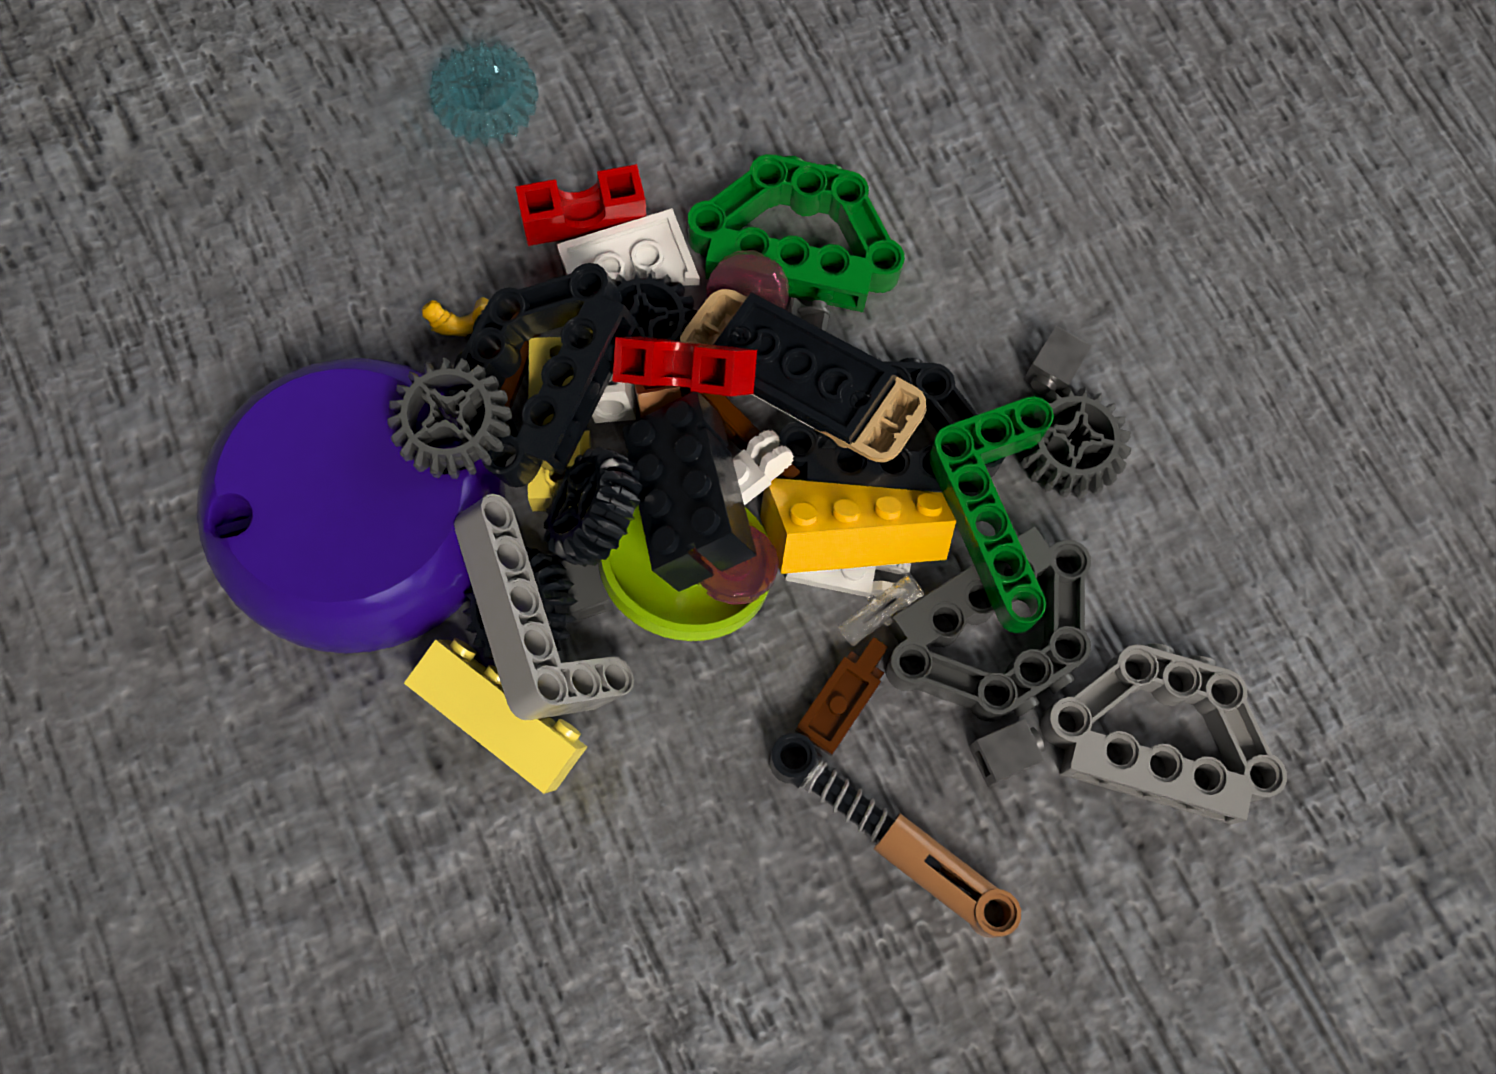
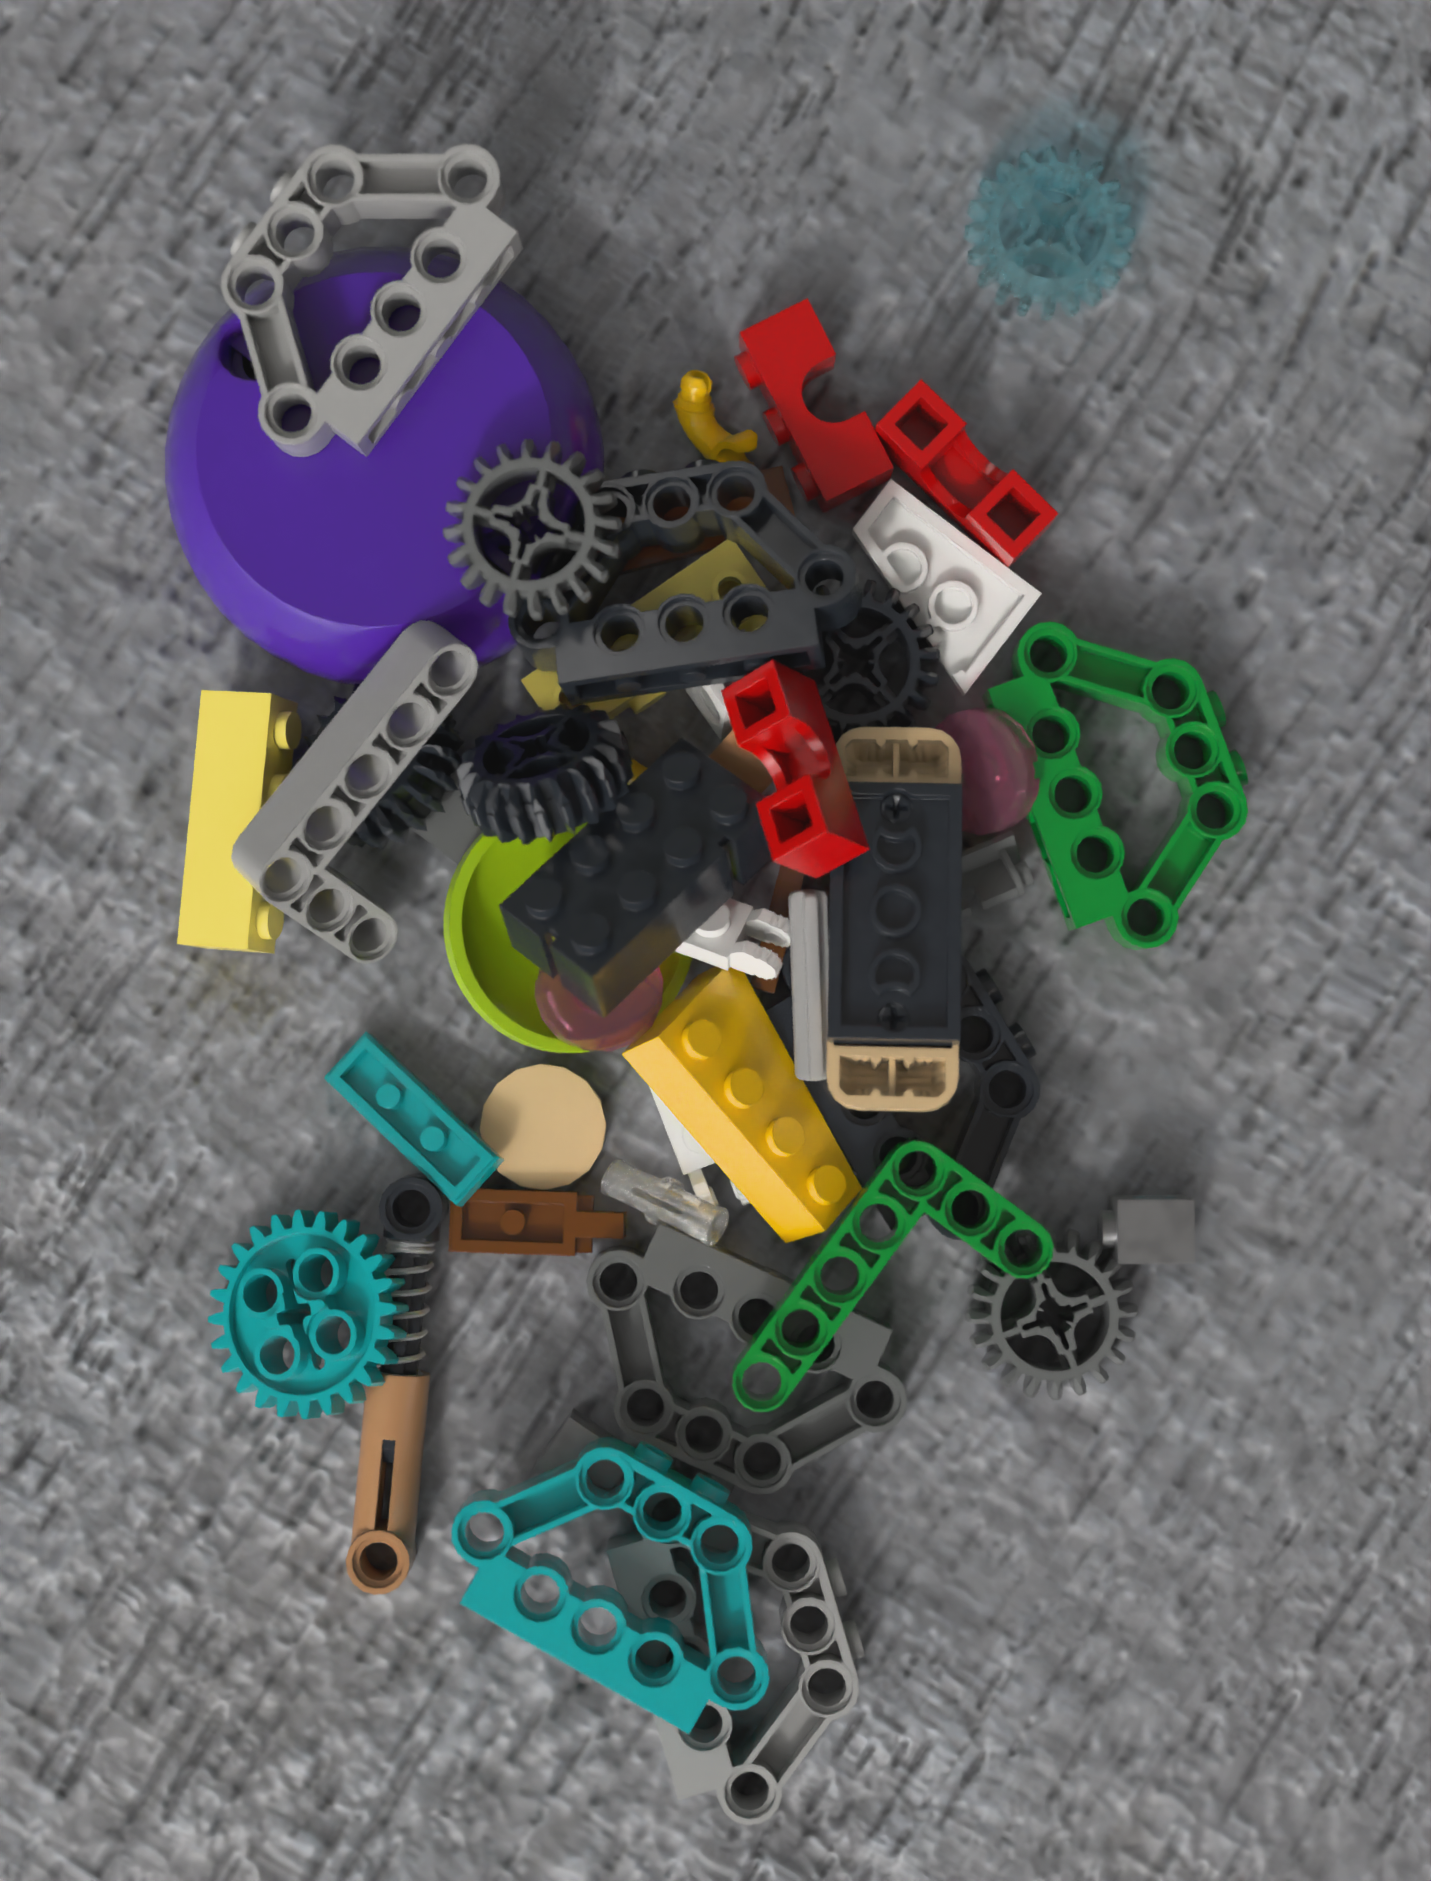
camera: 65 degrees right, 15 degrees up
(199, 377) = (382, 189): none -> light grey brick
(451, 261) = (832, 458): none -> red arch
(739, 725) = (414, 1119): none -> teal tile
(792, 656) = (544, 1126): none -> tan tile
(810, 442) = (809, 981): none -> light grey axle
(811, 903) = (356, 1294): none -> teal gear
(1131, 704) = (690, 1679): none -> teal brick

